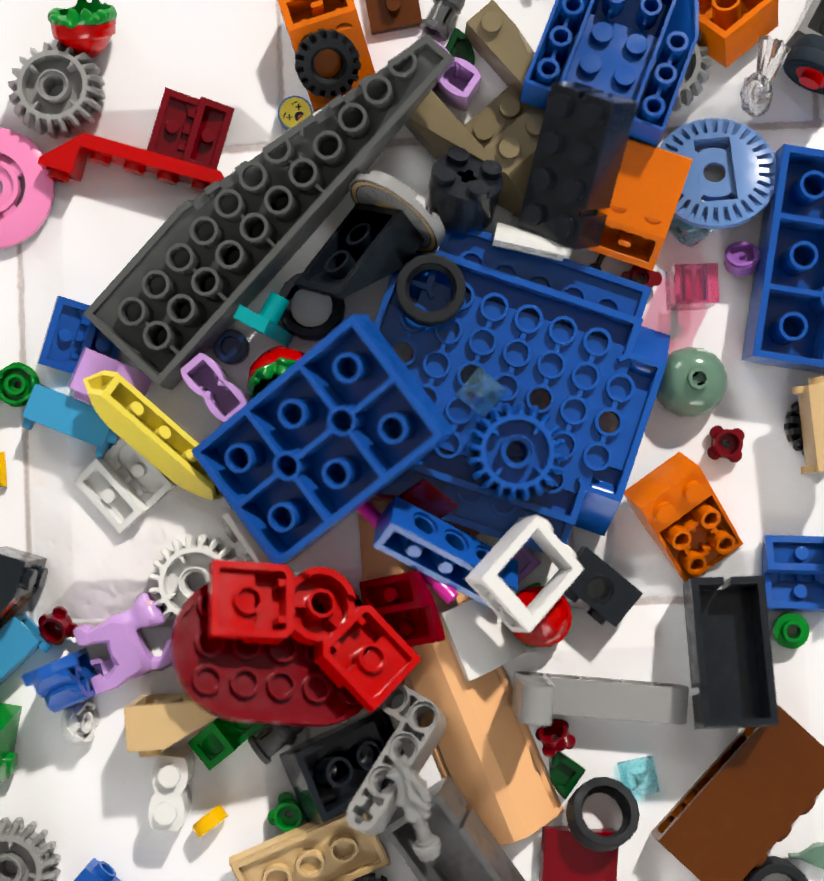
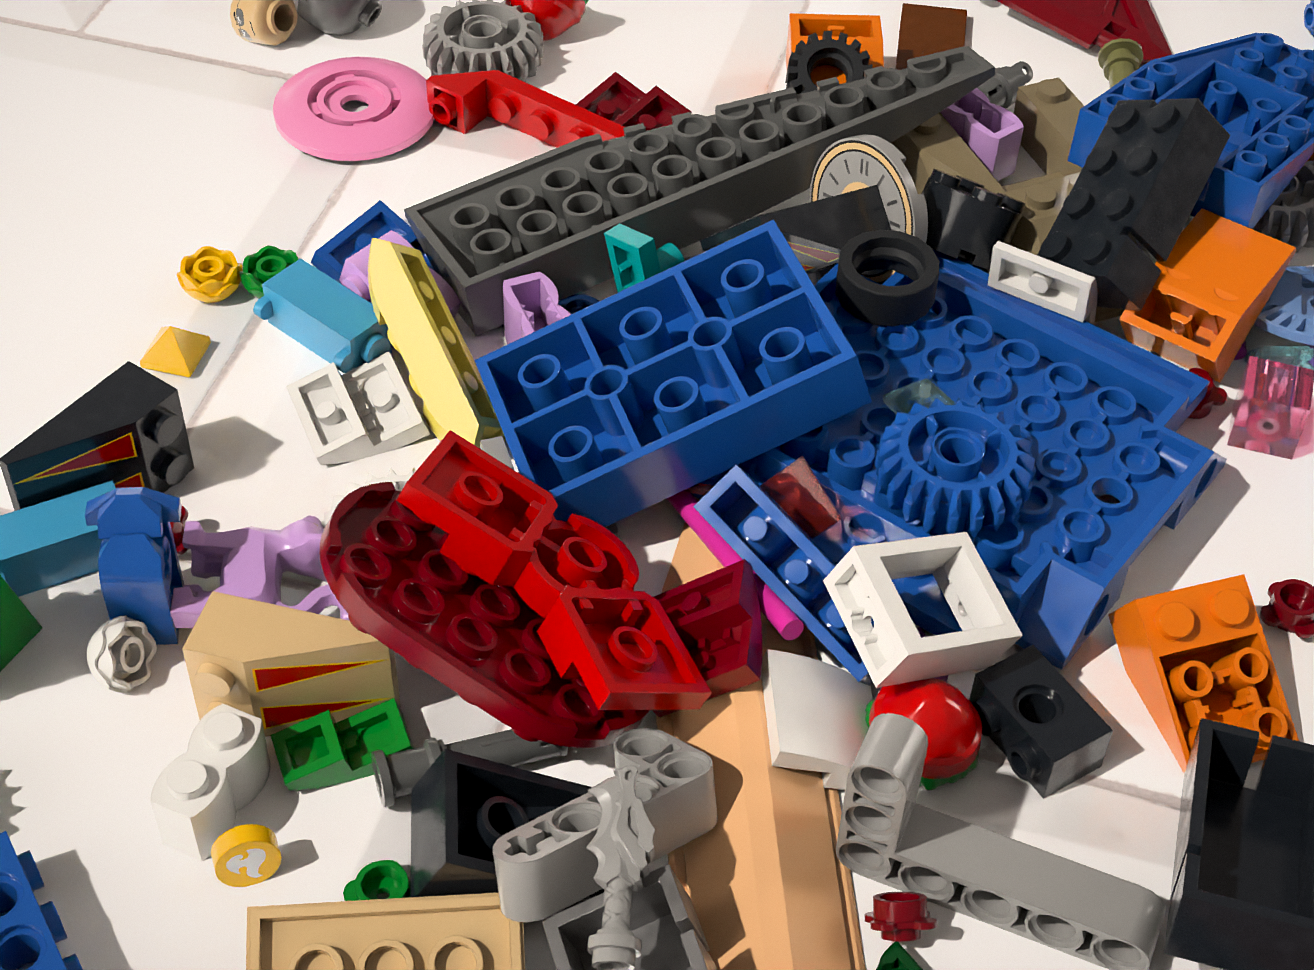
camera: 20 degrees right, 40 degrees down
(679, 388) = (1250, 517): sand green cylinder -> none

